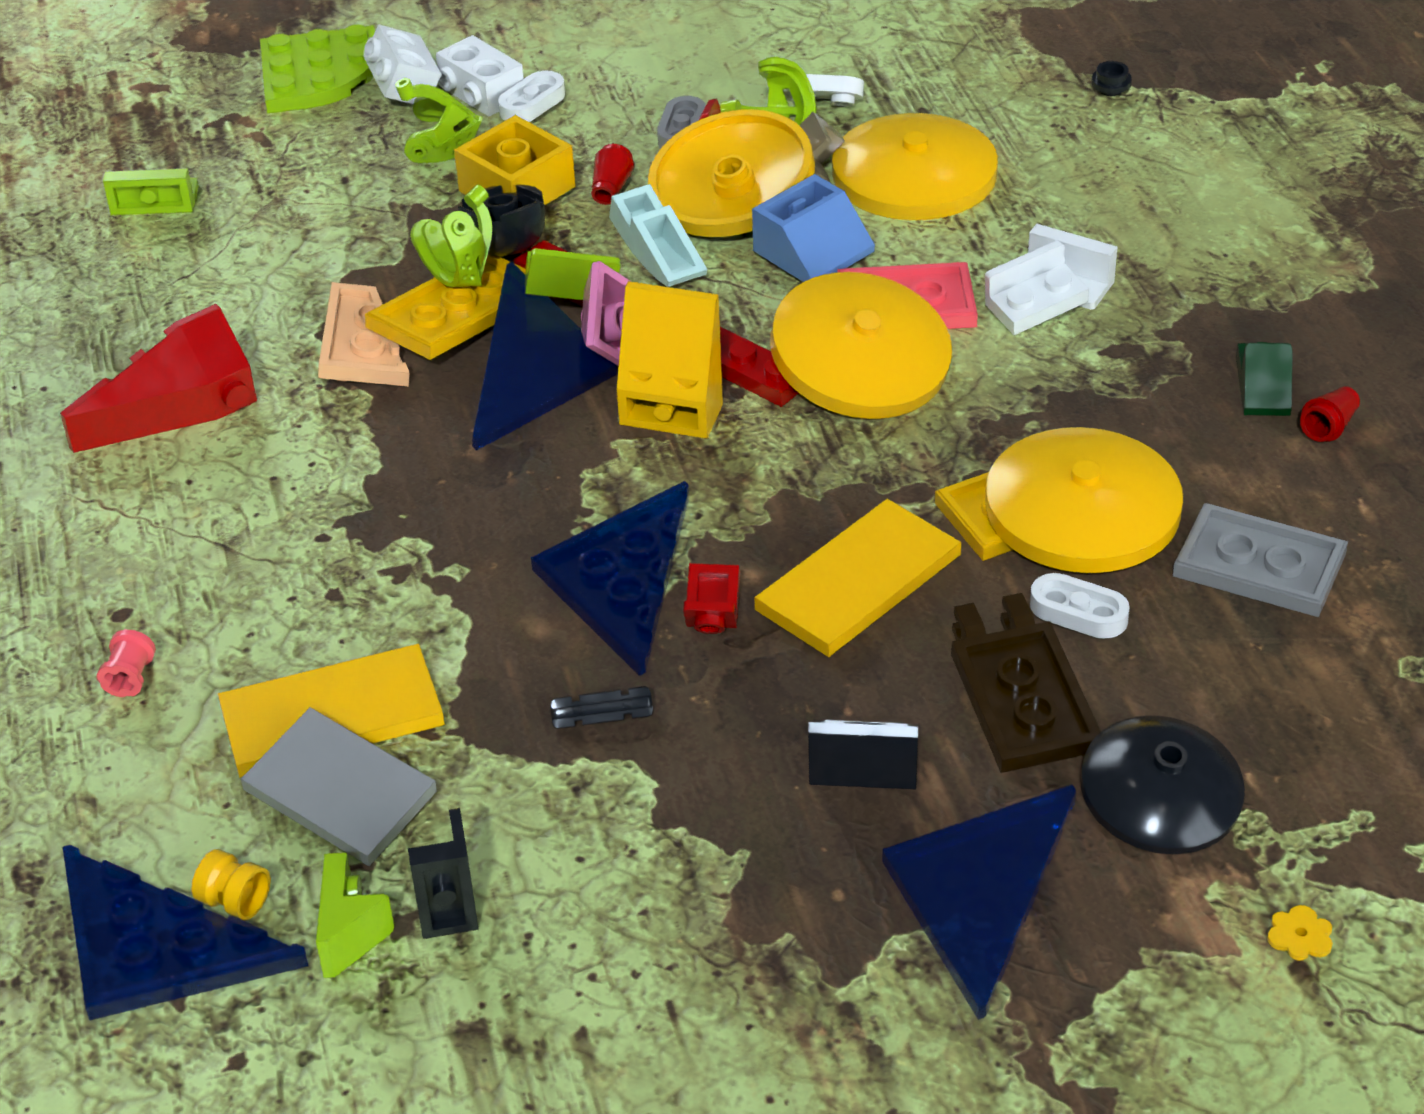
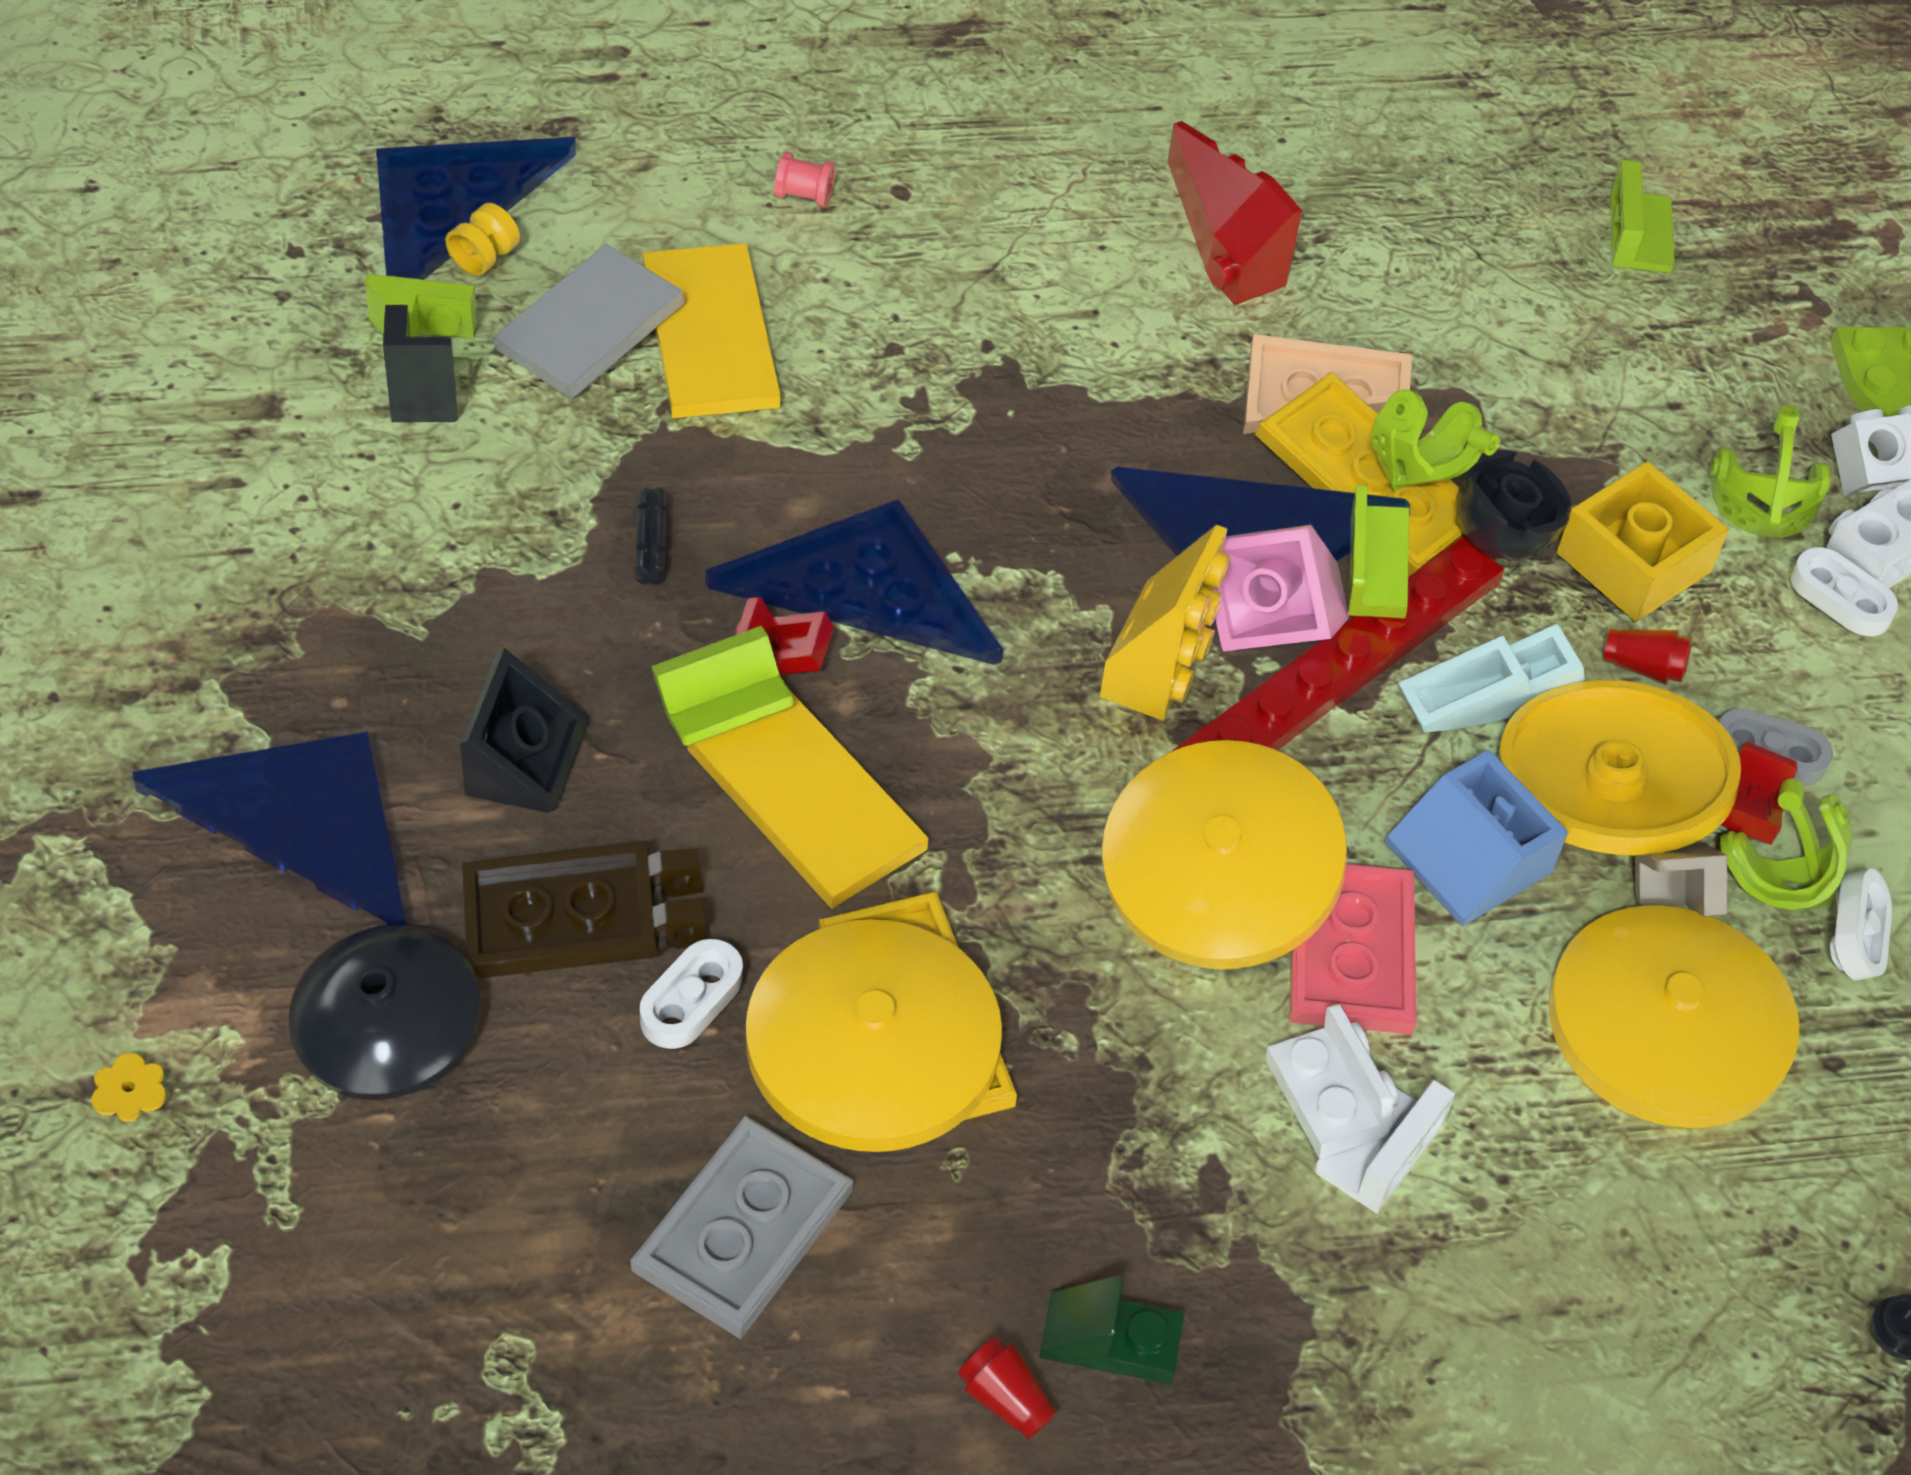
camera: 90 degrees right, 10 degrees up
(786, 620) = (721, 686): none -> lime panel

